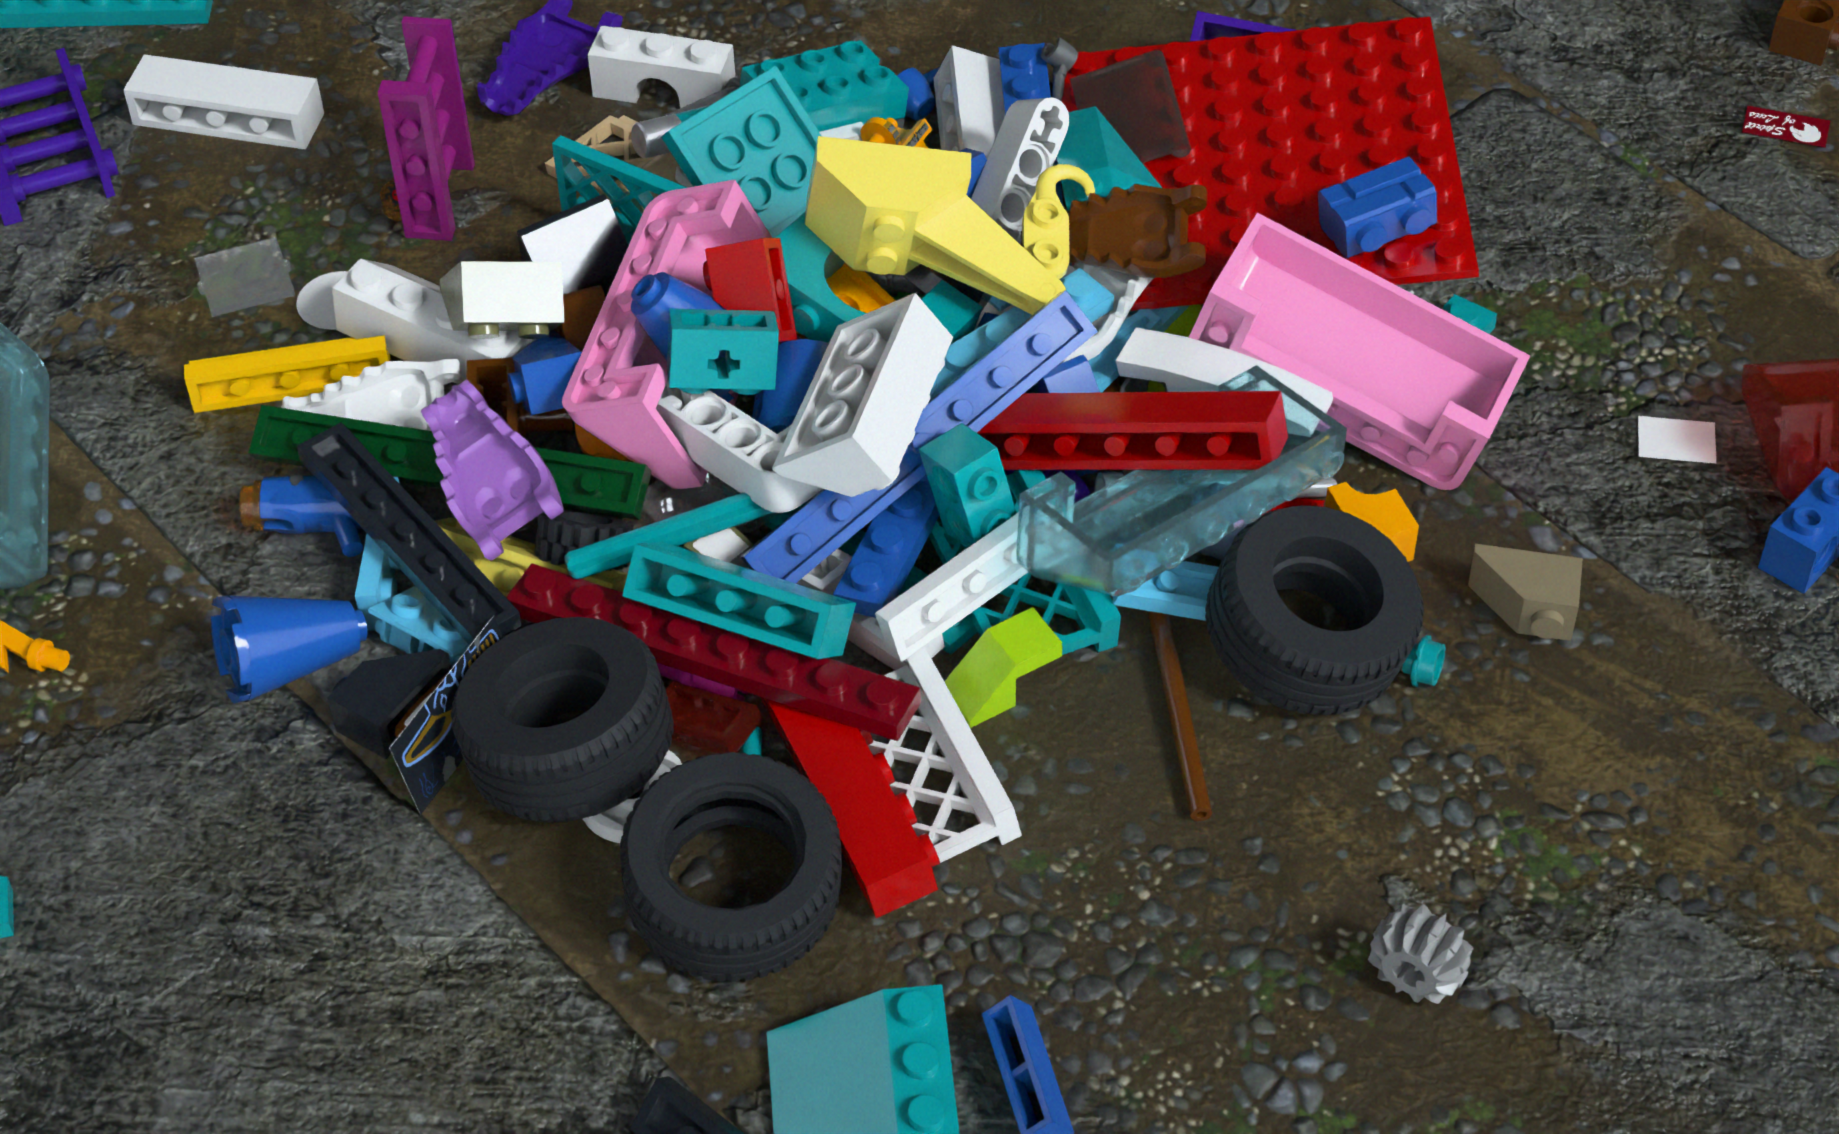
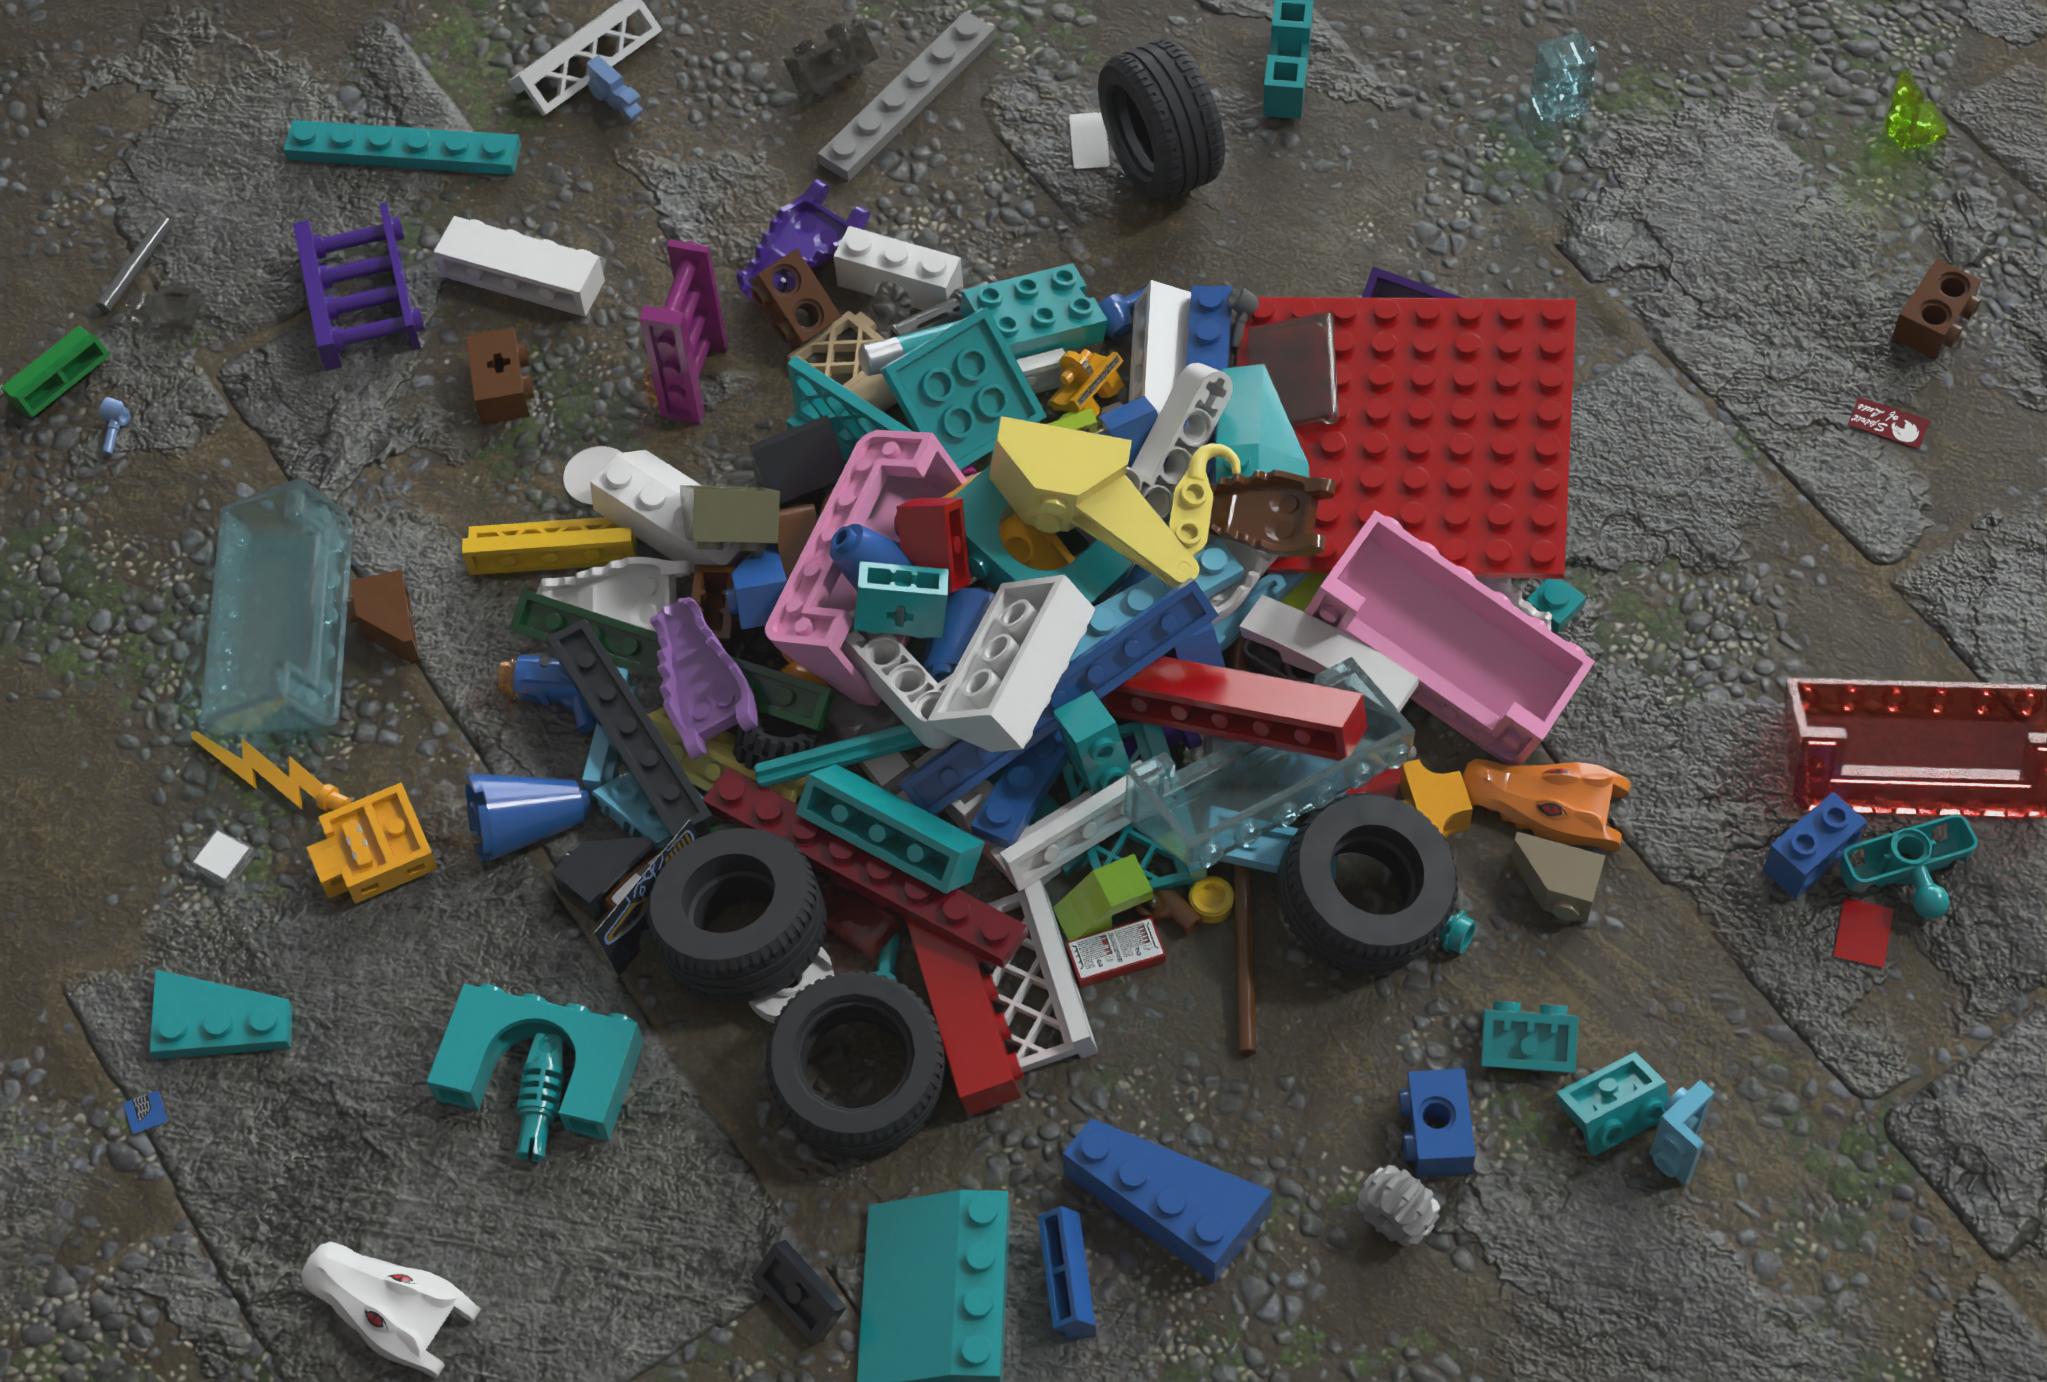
camera: 10 degrees right, 10 degrees up
(95, 454) = (385, 613): none -> reddish brown slope
(99, 697) = (371, 846): none -> light orange piece
(210, 205) = (498, 375): none -> reddish brown brick
(244, 276) = (522, 444): clear piece -> none
(271, 872) = (493, 1021): none -> teal arch
(337, 950) = (539, 1094): none -> teal hinge
(557, 95) = (803, 292): none -> reddish brown brick
(1026, 723) = (1115, 952): none -> tile
(1081, 668) = (1171, 906): none -> reddish brown arm
(1128, 658) = (1212, 899): none -> yellow tile
(1136, 975) = (1168, 1196): none -> blue wedge
(1377, 207) = (1485, 507): blue brick -> none
(1450, 834) = (1445, 1097): none -> blue brick
(1504, 512) = (1553, 800): none -> orange animal
(1534, 762) = (1529, 1038): none -> teal bracket
(1652, 820) = (1615, 1102): none -> teal bracket
(1676, 439) = (1719, 736): white sticker -> none
(1740, 838) = (1676, 1143): none -> medium azure bracket

